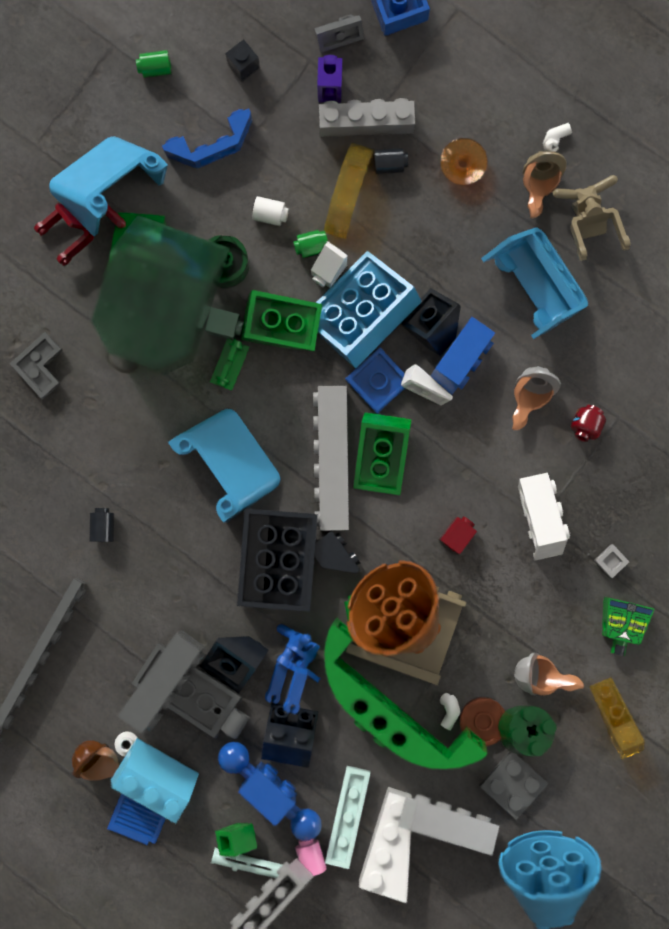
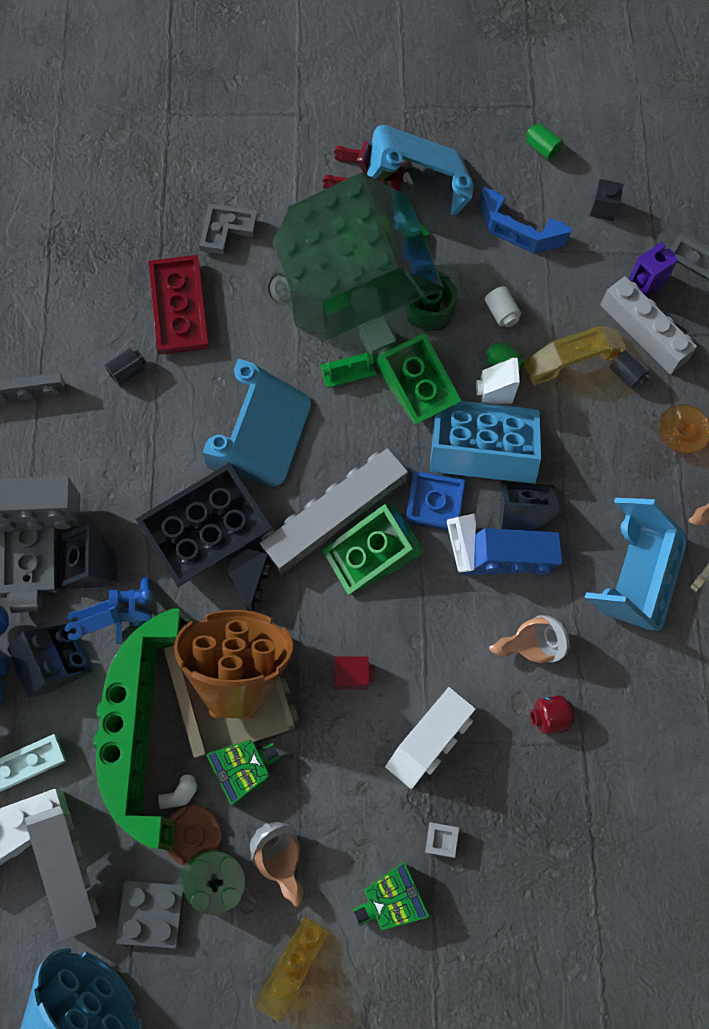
camera: 50 degrees right, 15 degrees down
(78, 449) = (178, 304): none -> dark red plate
(466, 657) = (242, 768): none -> torso

